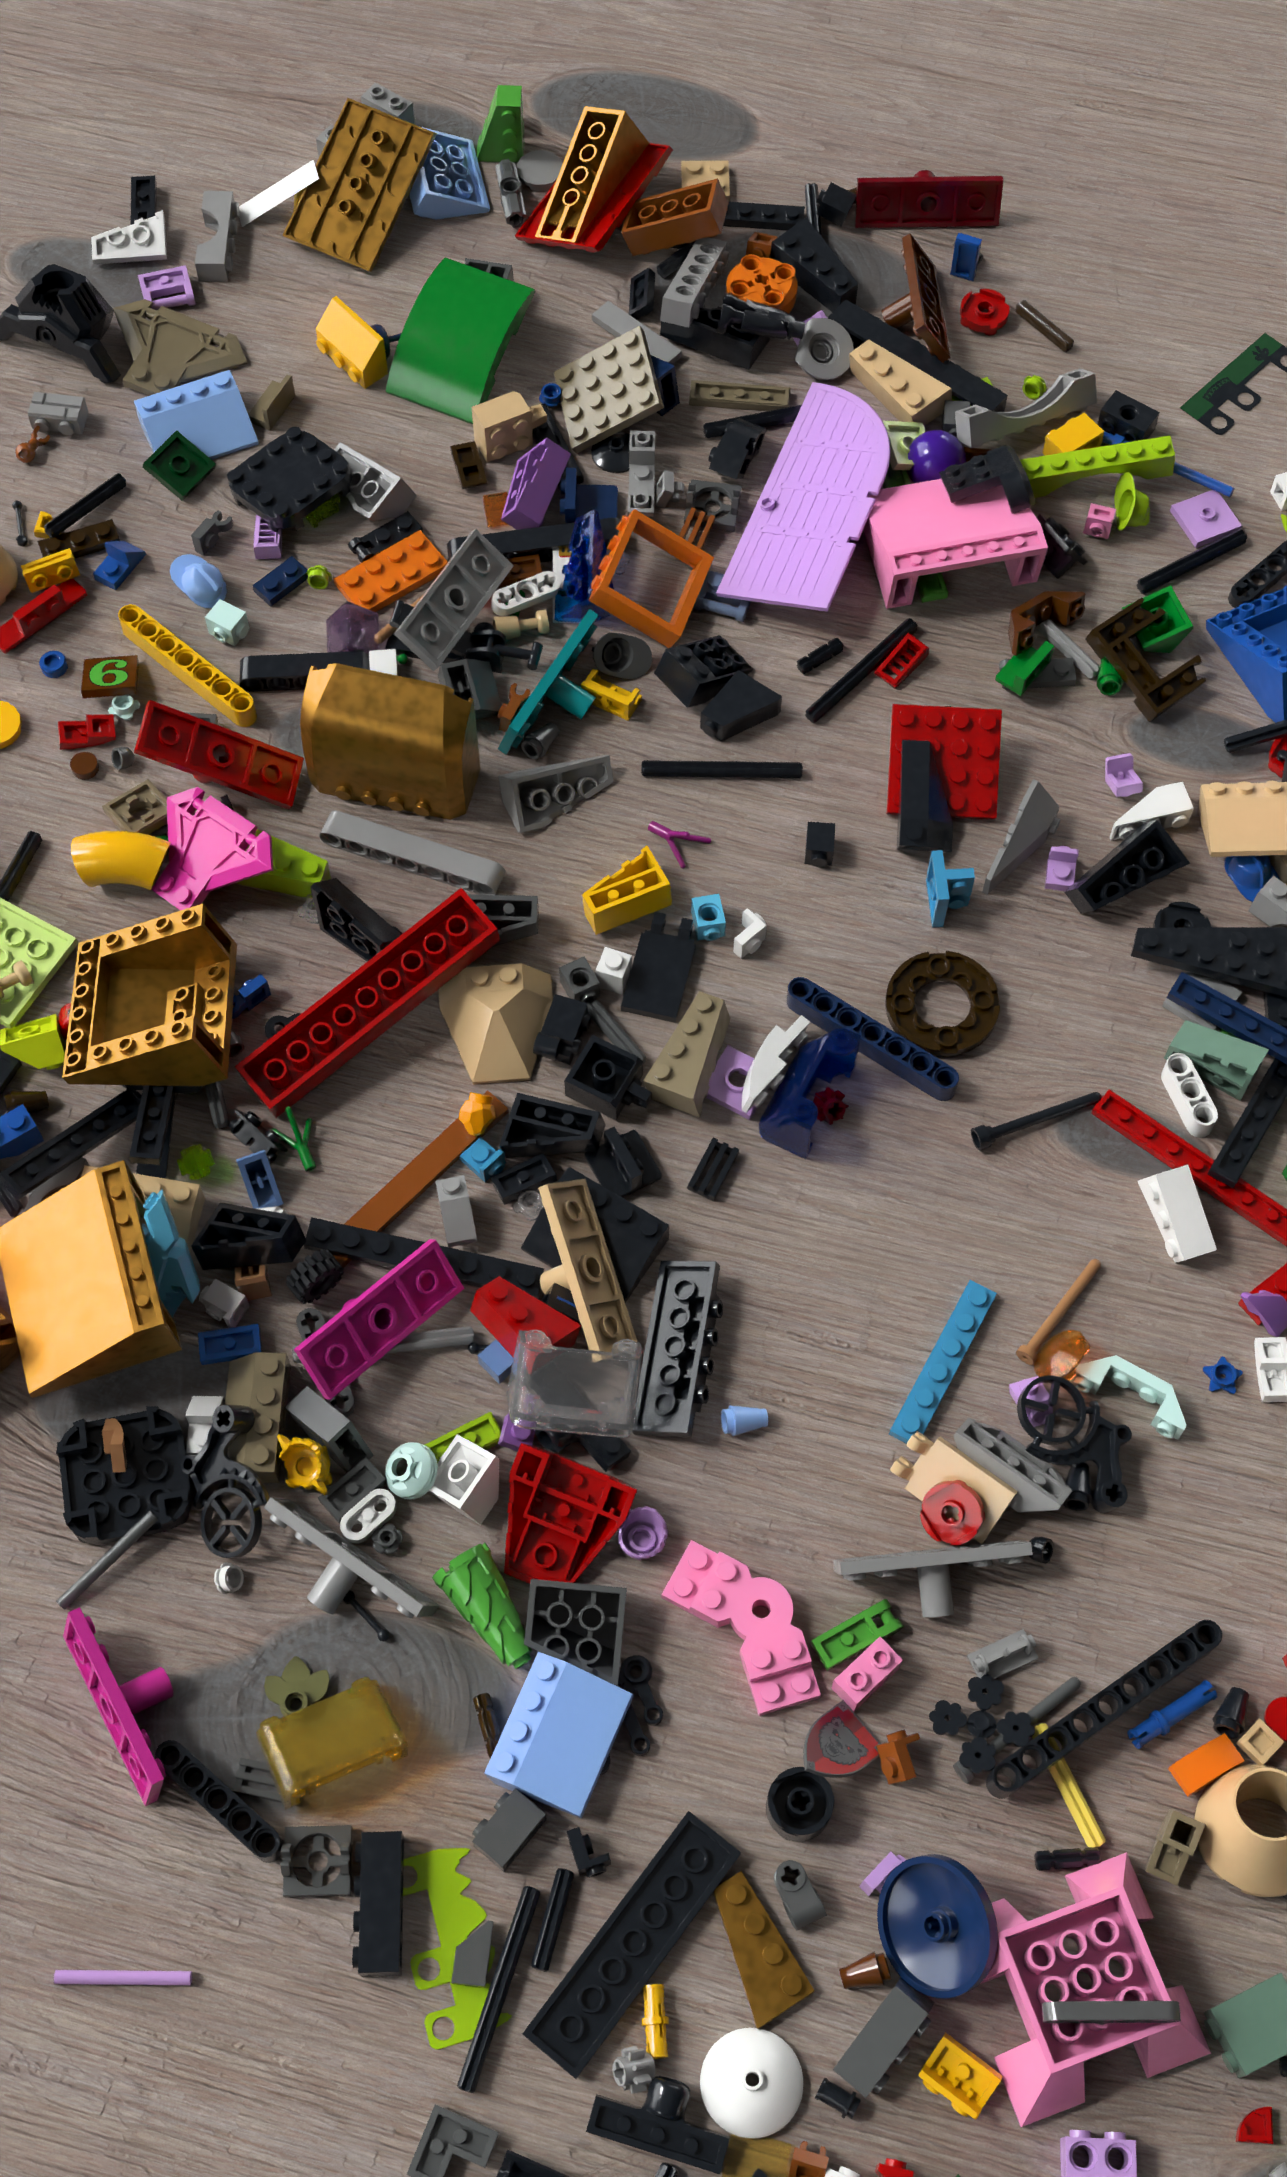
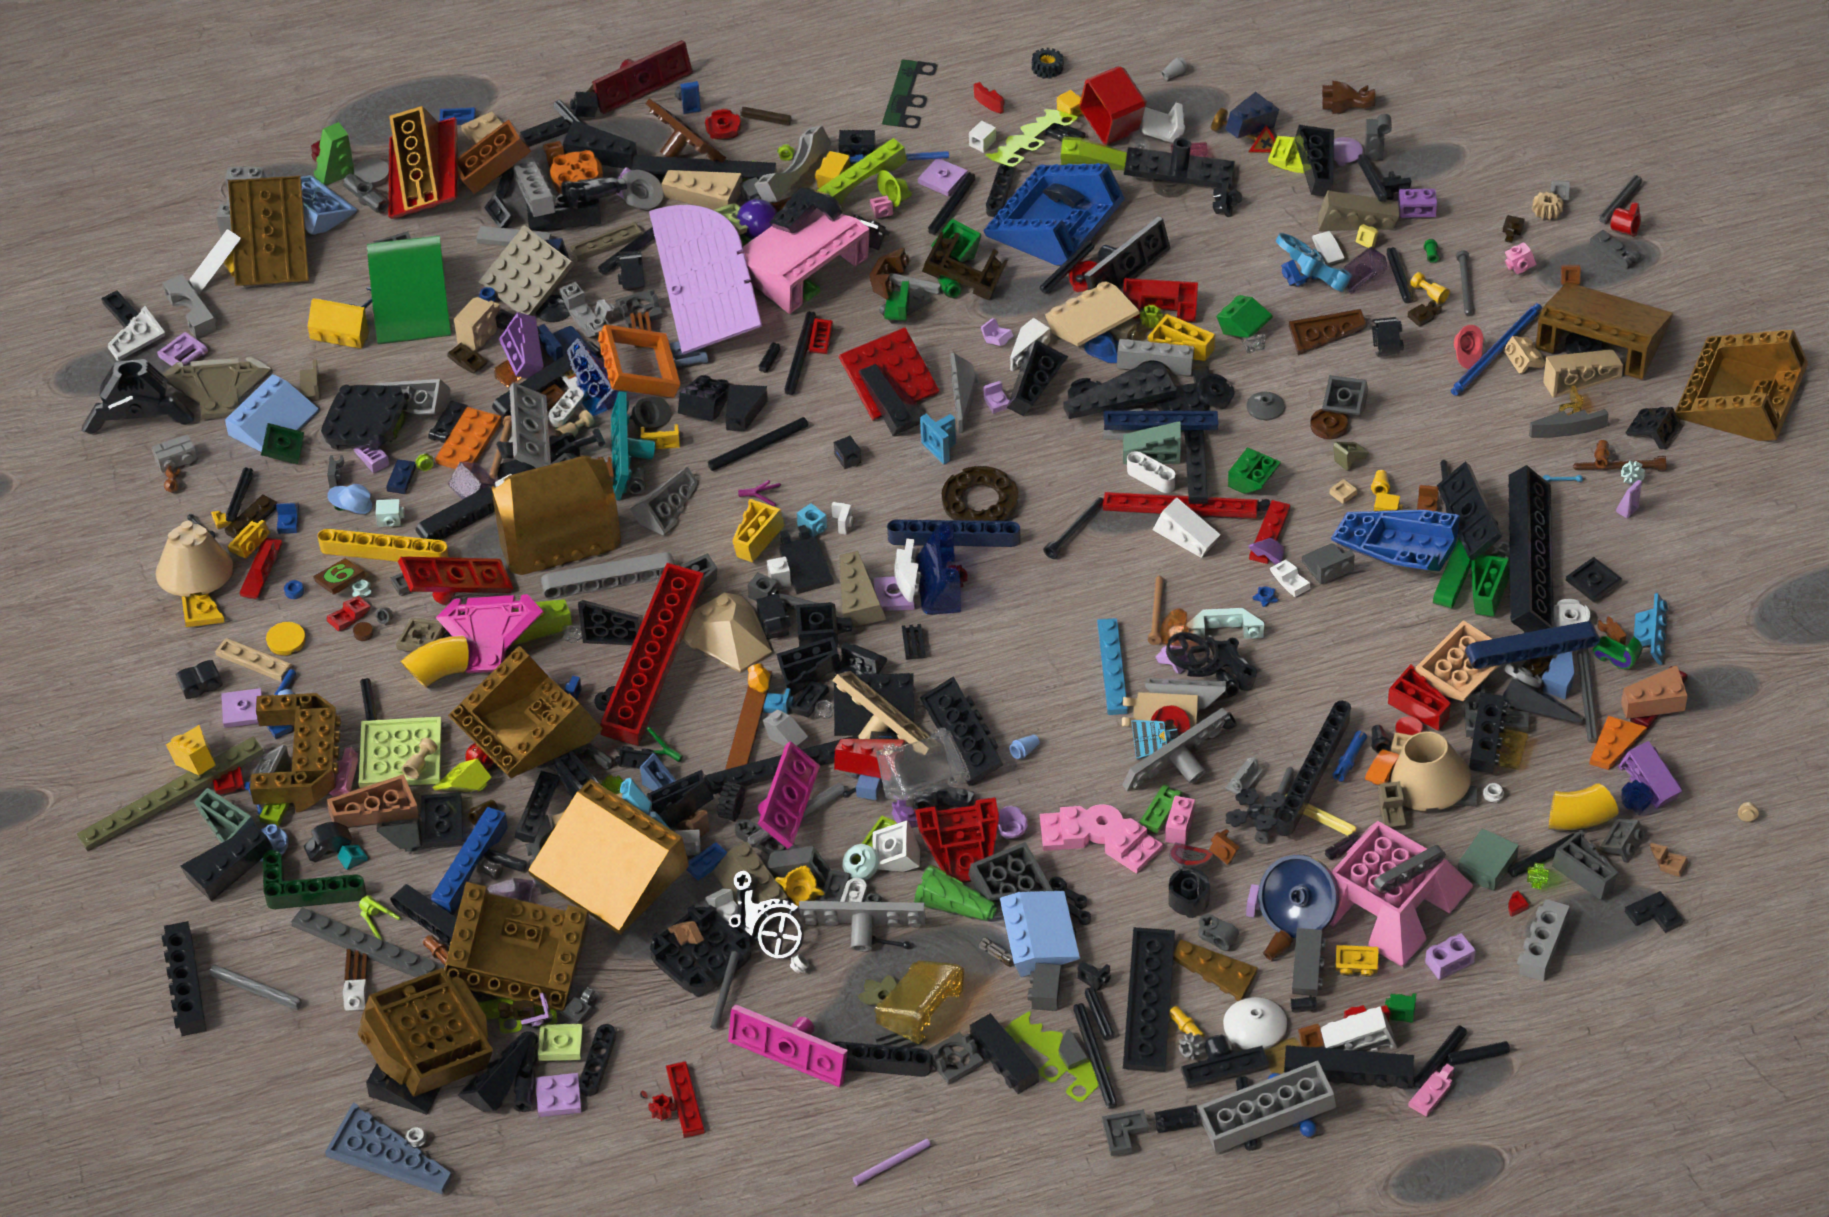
camera: 30 degrees left, 15 degrees down
(687, 150) = (462, 115): none -> blue tile
(912, 1518) = (1150, 736): none -> torso

